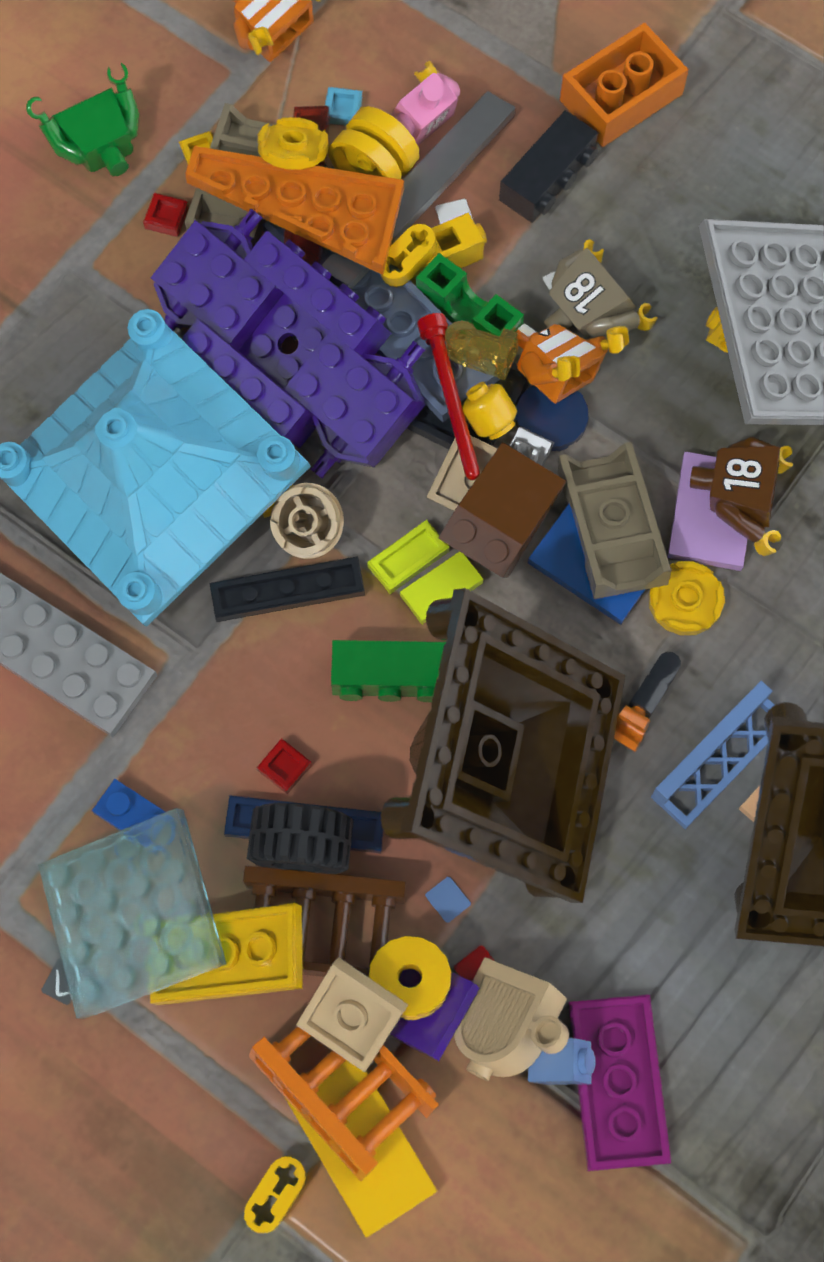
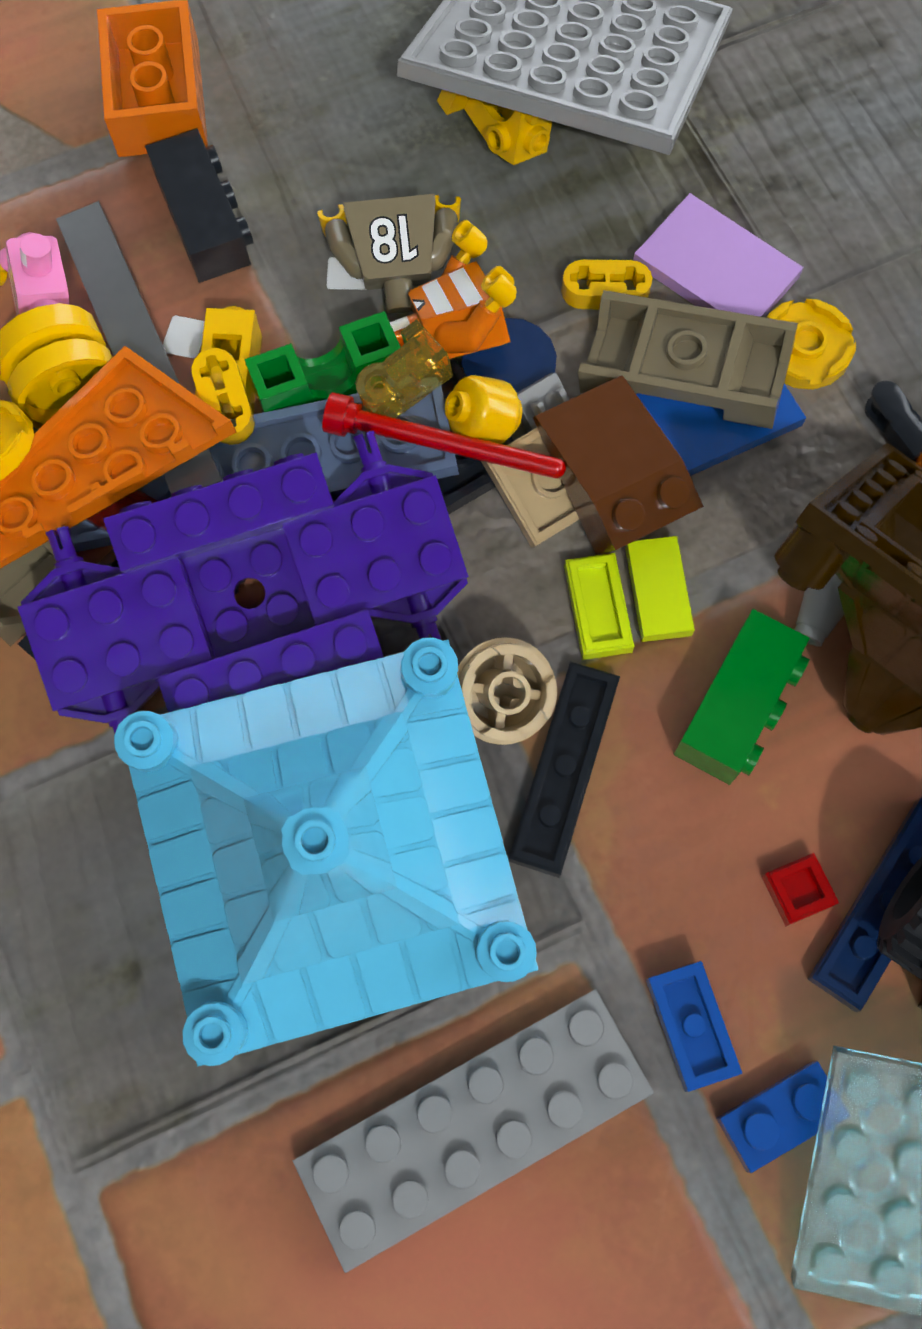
camera: 60 degrees left, 0 degrees up
(162, 737) = (693, 1026): none -> blue plate
(657, 442) = (601, 276): none -> yellow beam
(745, 487) = (723, 209): reddish brown torso -> none

